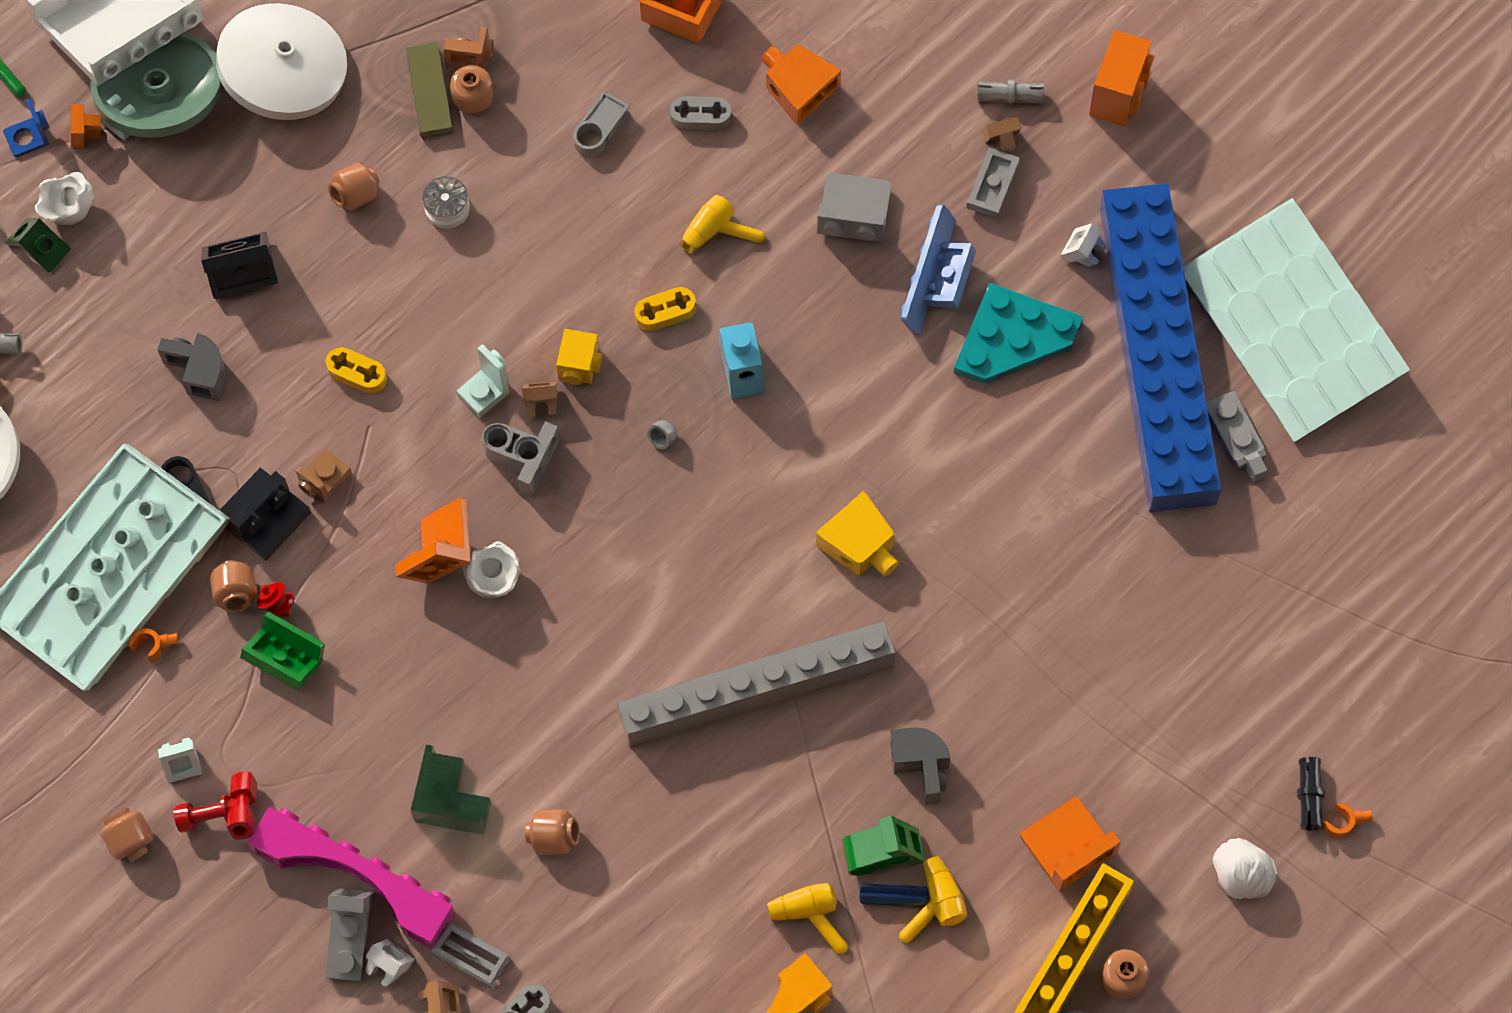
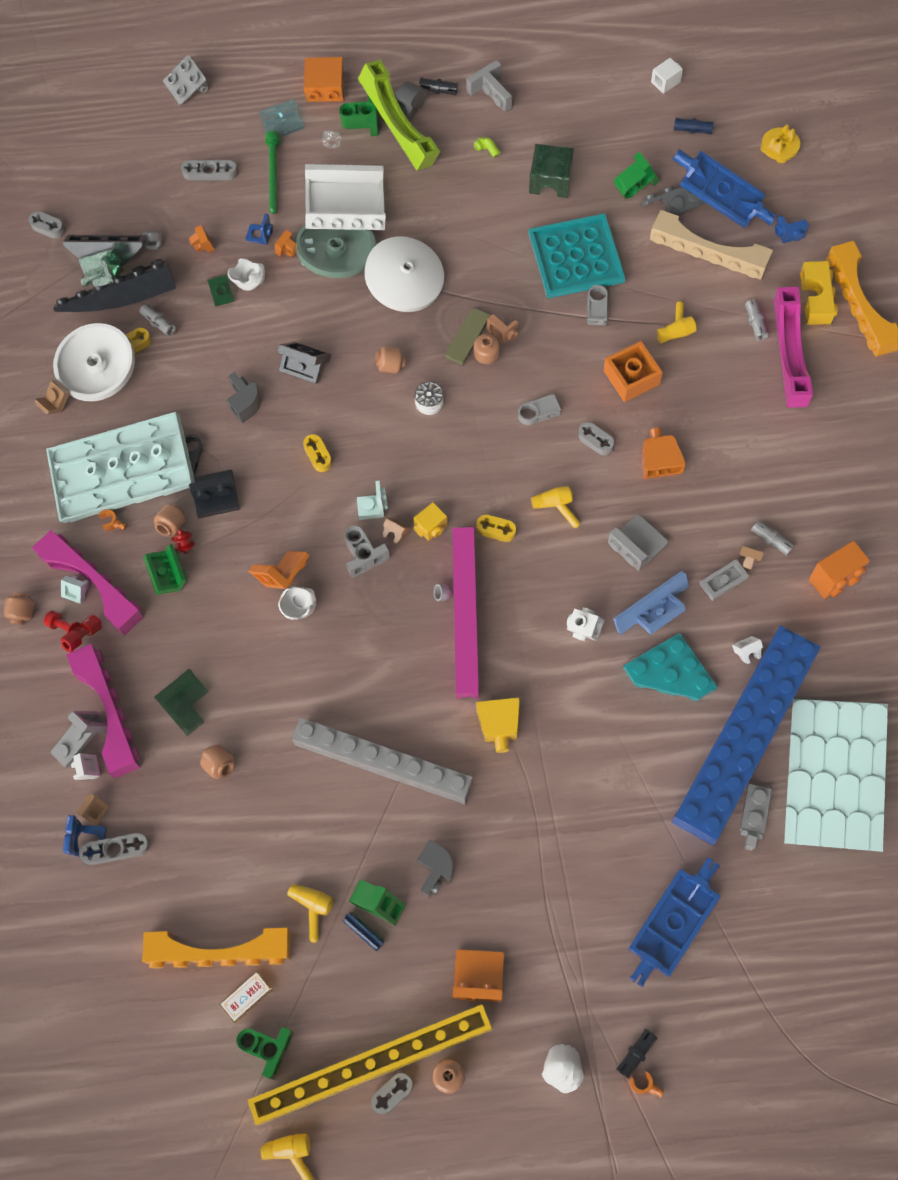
camera: 40 degrees right, 0 degrees up
(120, 732) = (58, 555): none -> dark pink arch
(322, 475) = (258, 495): medium nougat bracket -> none
(496, 970) = (134, 812): light grey tile -> none
(712, 437) = (465, 613): none -> dark pink tile
(741, 354) = (513, 579): medium azure torso -> none
(882, 350) = (585, 624): none -> white brick
(945, 900) = (387, 956): yellow piece -> none
(1241, 618) = (674, 922): none -> blue plate

